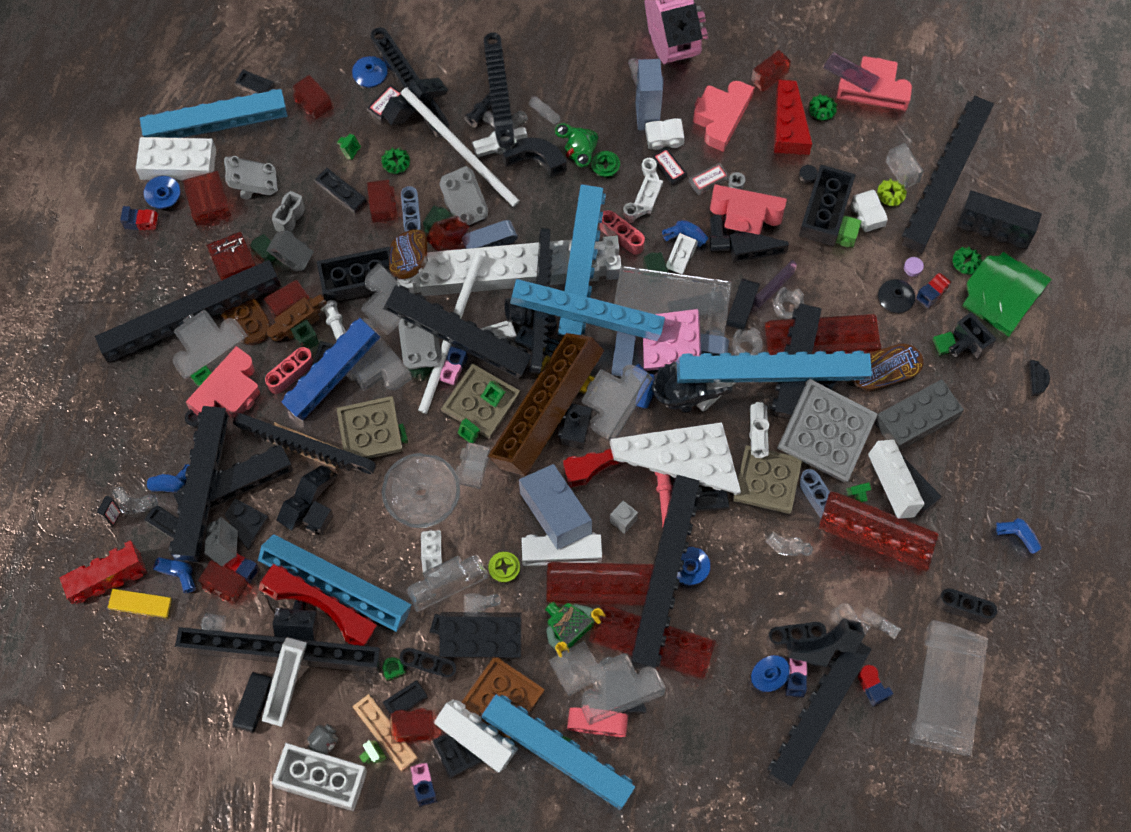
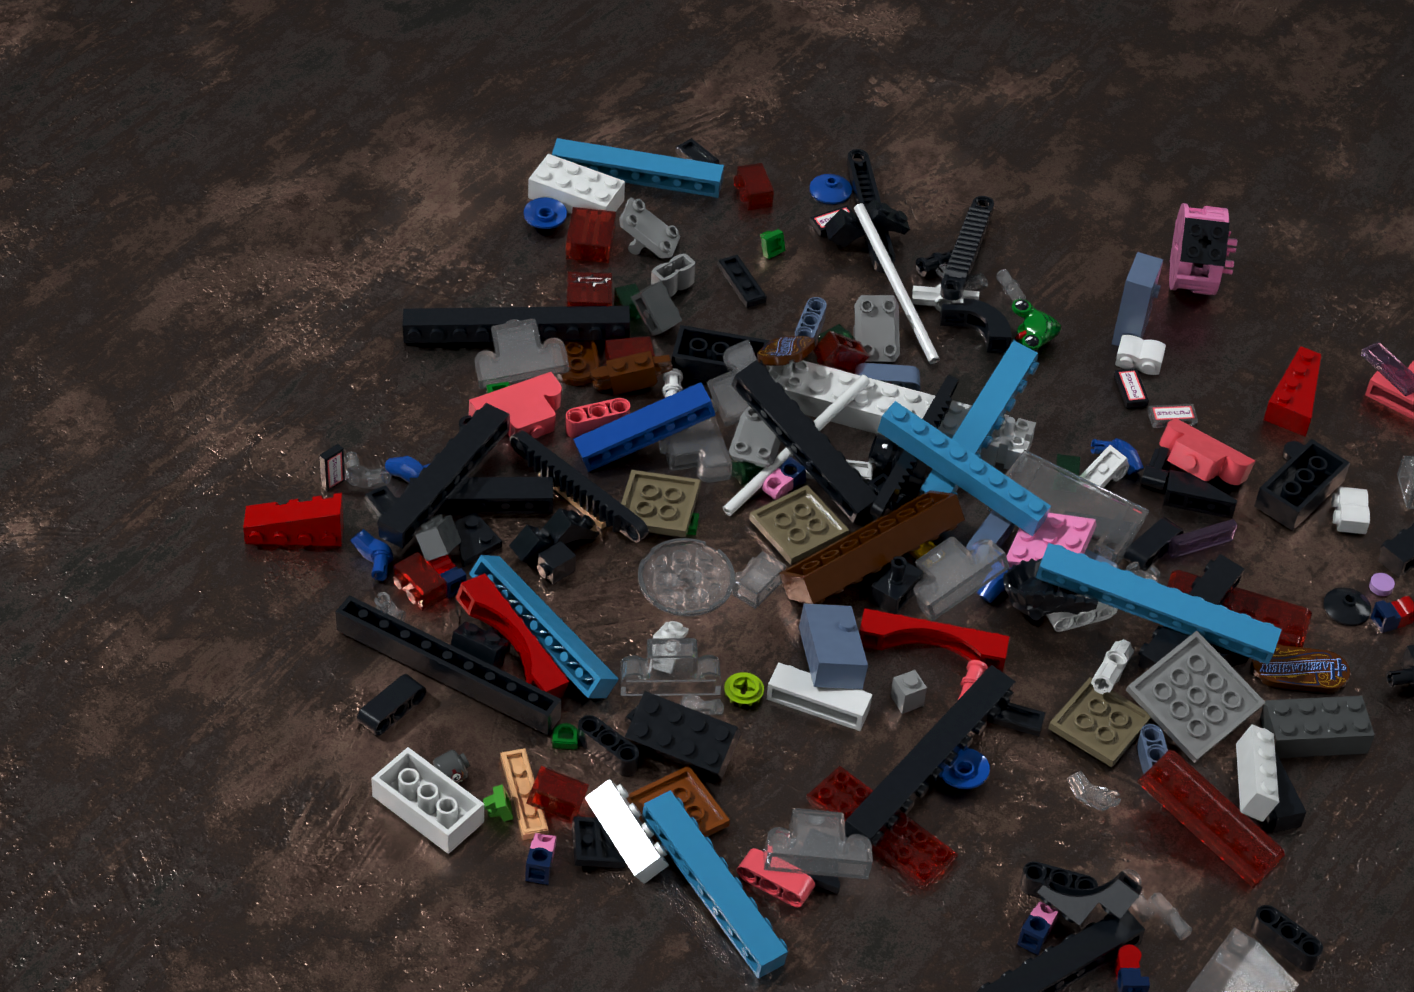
camera: 20 degrees right, 20 degrees down
(138, 219) = (507, 228): leg -> none
(139, 603) = (318, 569): yellow tile -> none
(284, 681) = (437, 687): white brick -> none
(305, 335) = (632, 389): clear green brick -> none
(381, 201) = (782, 303): clear red brick -> none
(389, 164) = (826, 277): green gear -> none
(406, 698) = (573, 767): black tile -> none
(468, 431) = (770, 543): green tile -> none
(493, 393) = (815, 518): green slope -> none
(569, 624) = (792, 770): torso -> none
(574, 668) = (772, 812): clear plate -> none
(597, 583) = (842, 743): clear red plate -> none
(612, 161) = (1052, 354): green gear -> none
(625, 240) = (1048, 431): coral beam -> none
(647, 195) = (1091, 403): white plate -> none
(689, 452) = (1027, 656): white wing -> none
(722, 112) = (1219, 358): coral brick -> none
(739, 177) = (1206, 426): light grey bush -> none
(770, 673) = (1008, 910): blue dish -> none
(771, 70) = (1289, 337): clear red brick -> none
(787, 295) = (1204, 555): clear piece -> none
(822, 113) = (1341, 401): green gear -> none
(848, 231) = (1316, 520): bright green brick -> none
(859, 491) = (1209, 770): green tile -> none
(886, 197) = (1396, 511): lime gear -> none
(943, 342) = (1380, 669): green tile -> none
(1023, 531) = (1393, 888): blue arm -> none

